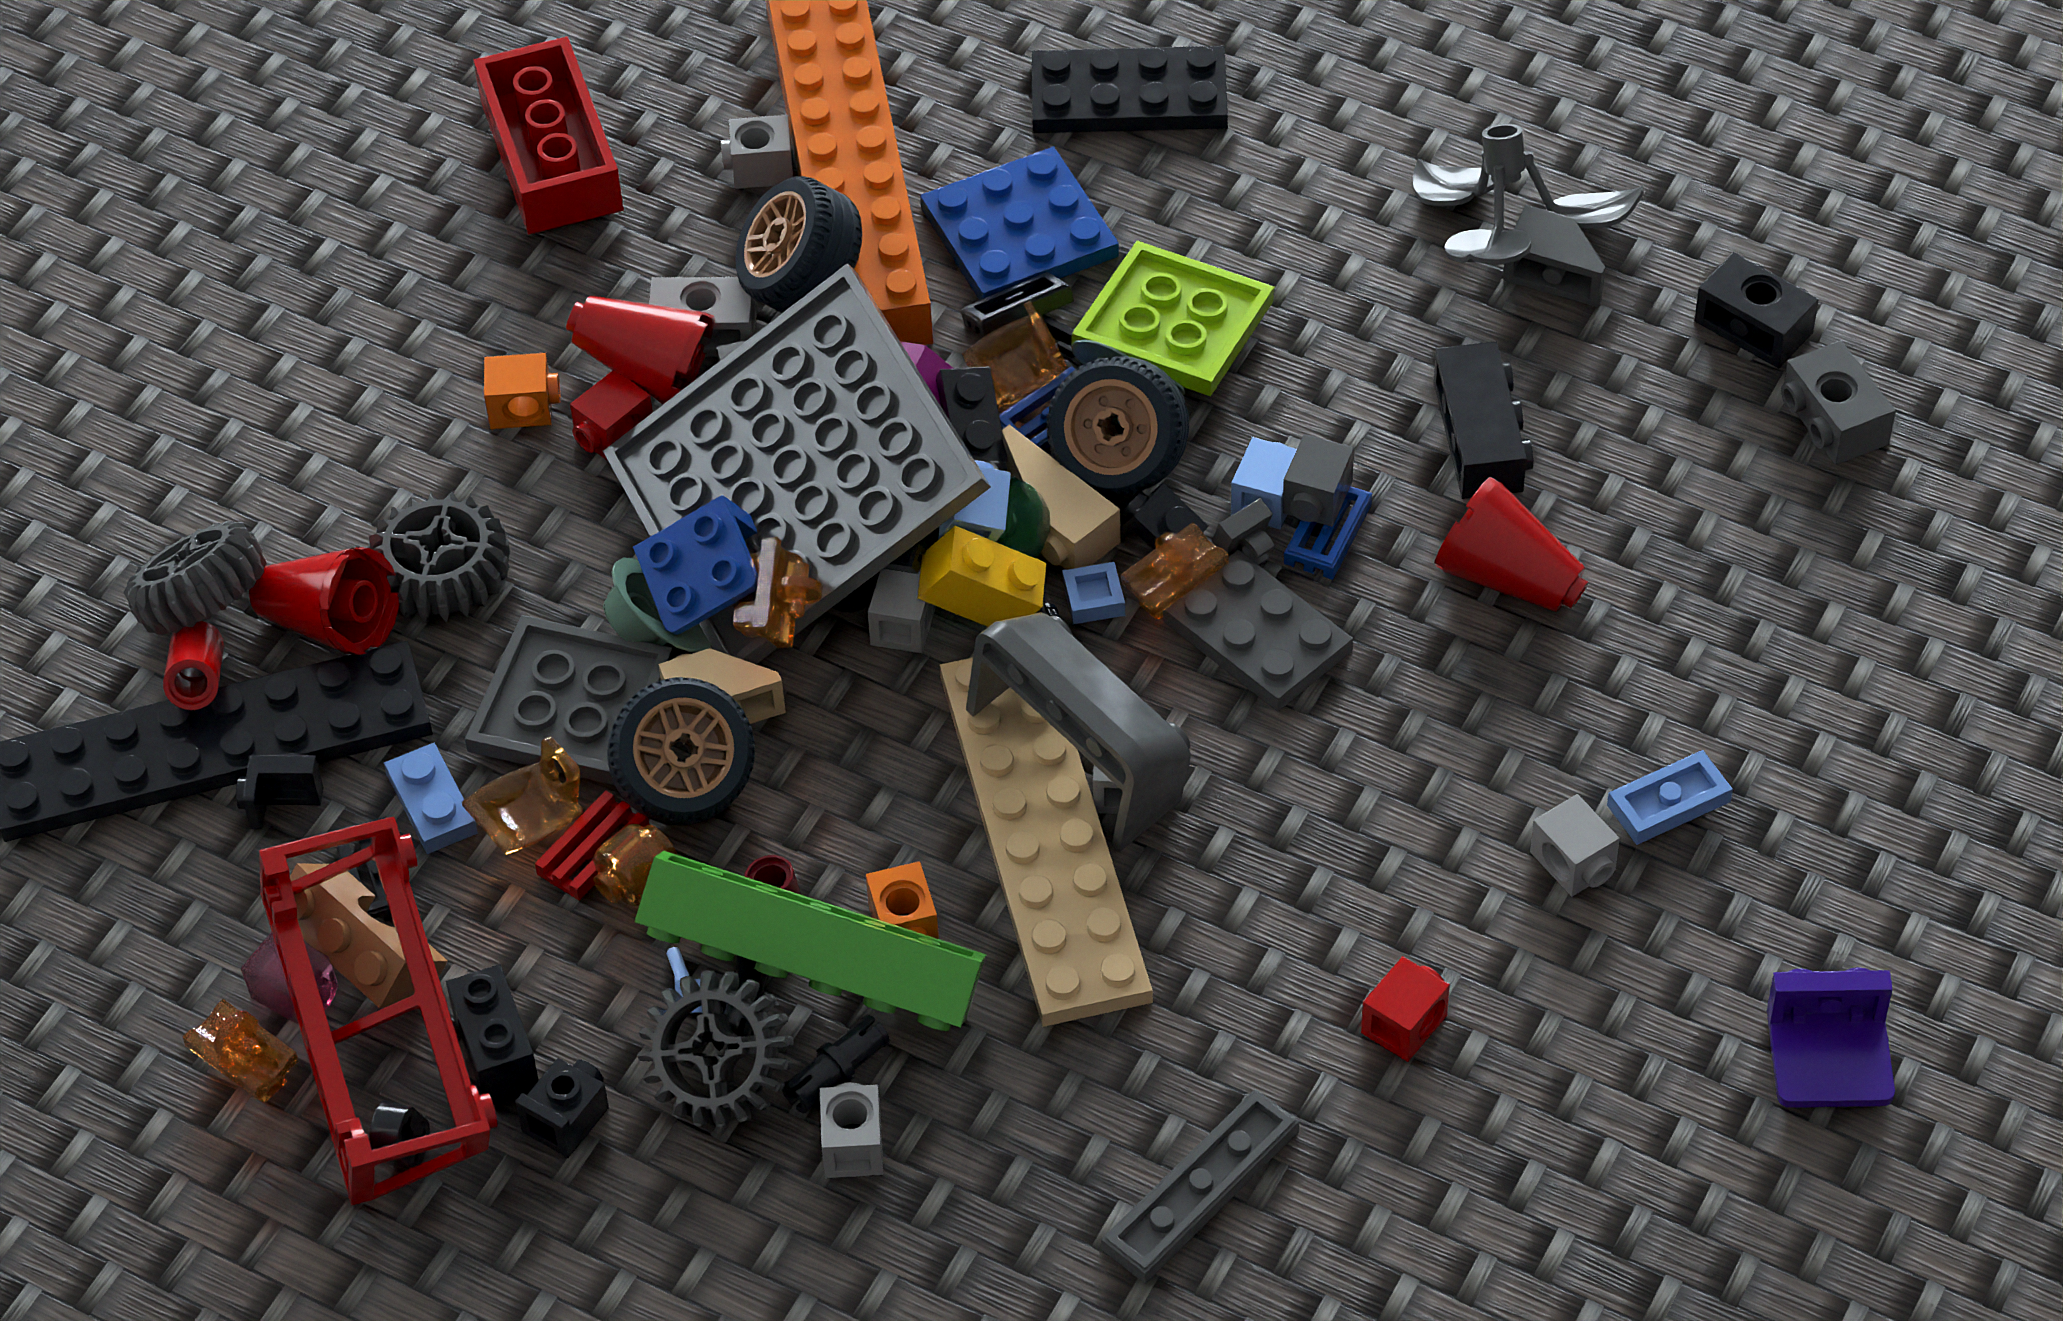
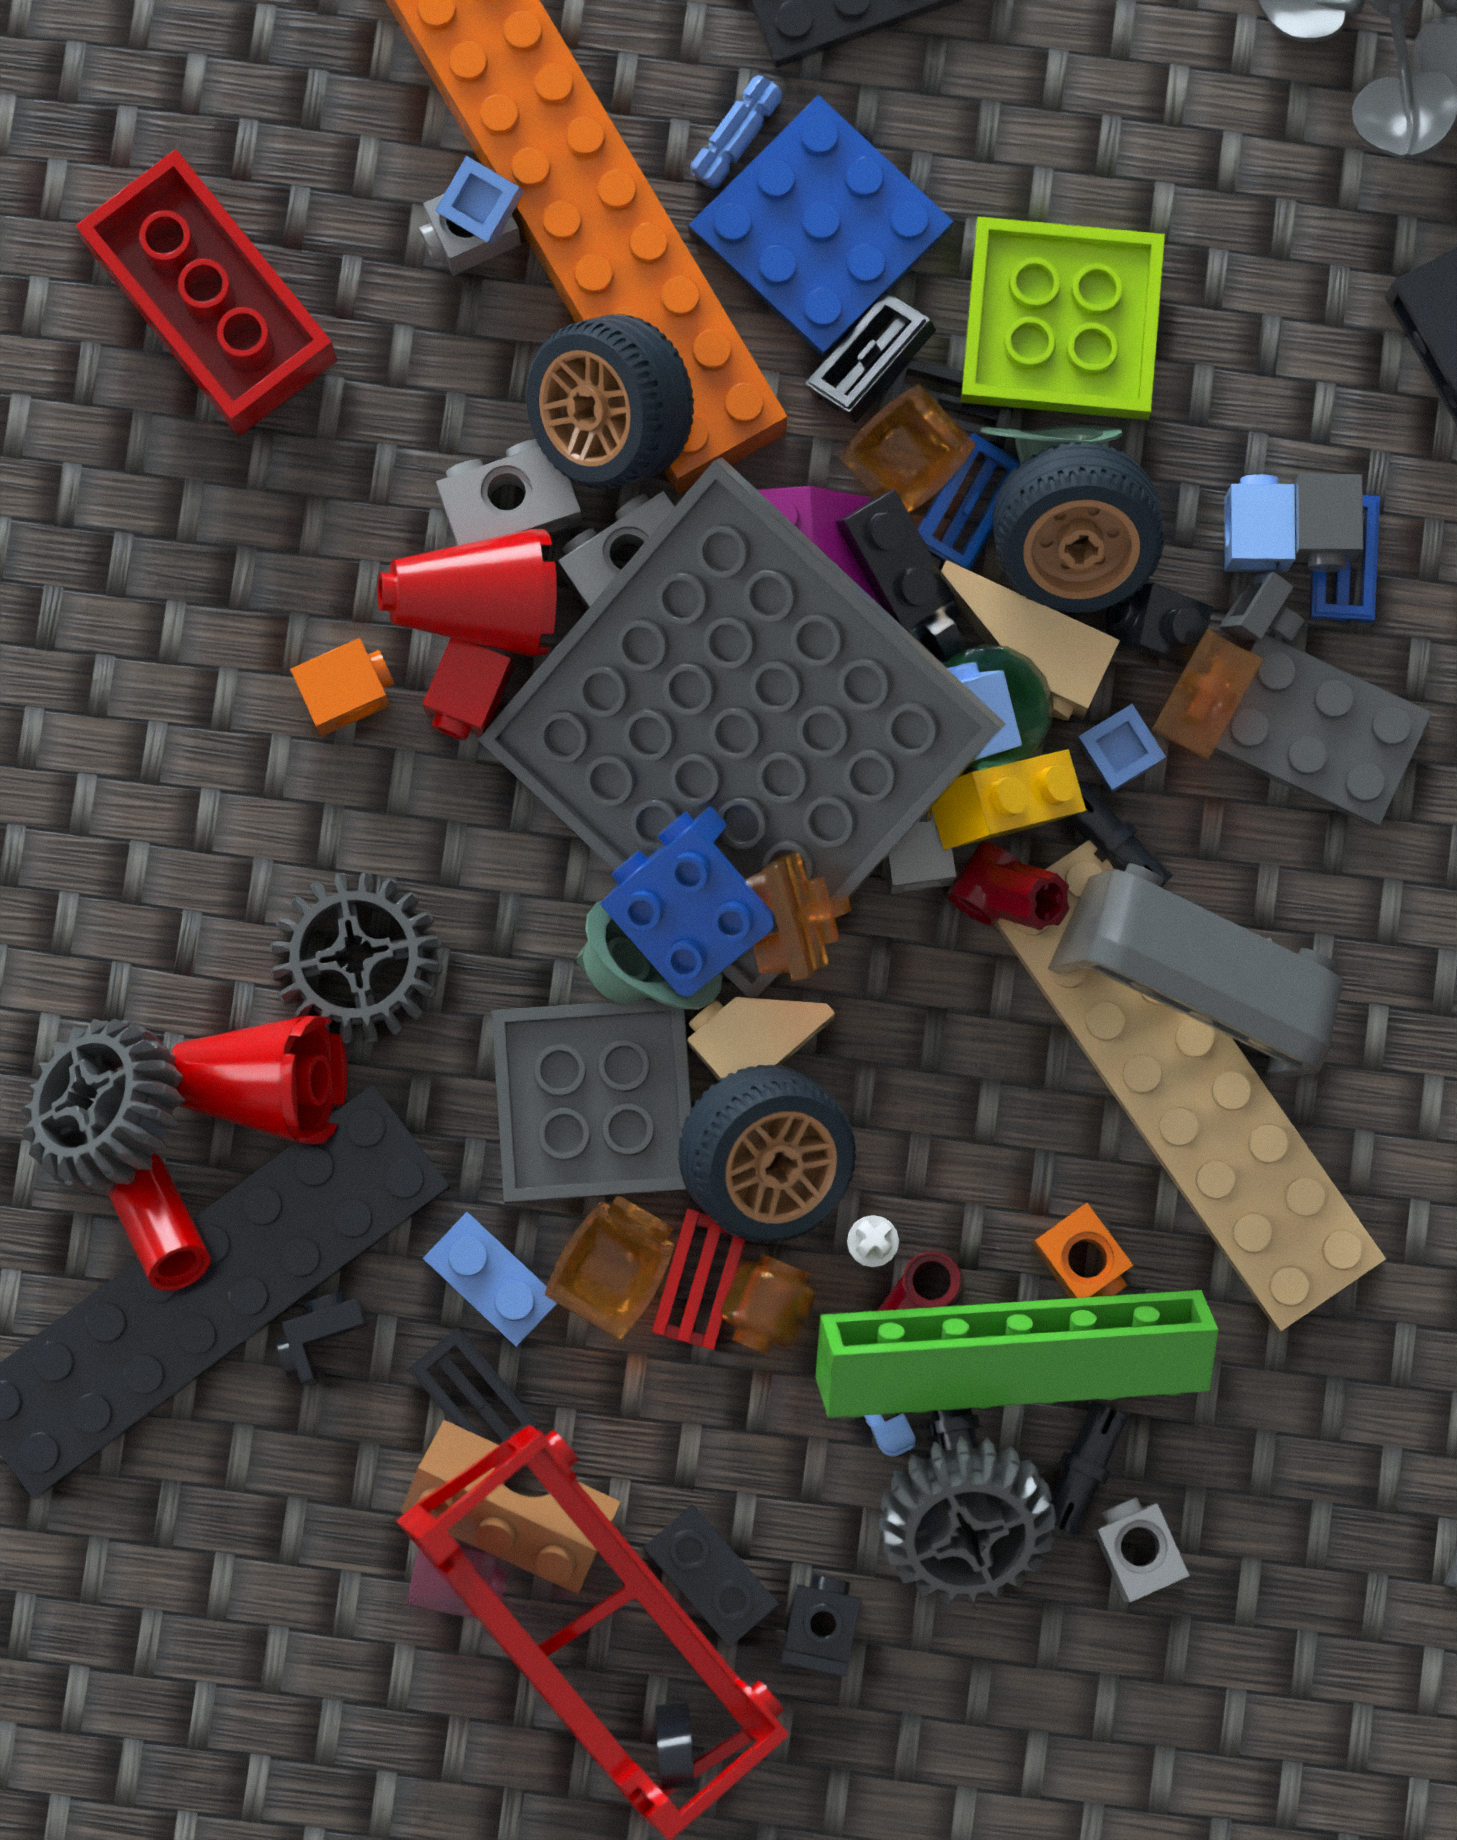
camera: 25 degrees left, 30 degrees up
(242, 1050) = (447, 1693): clear orange hips -> none
(735, 835) = (873, 1241): none -> white axle
(767, 117) = (479, 200): none -> medium blue plate
(947, 644) = (1003, 887): none -> dark red piece
(983, 154) = (736, 132): none -> medium blue axle

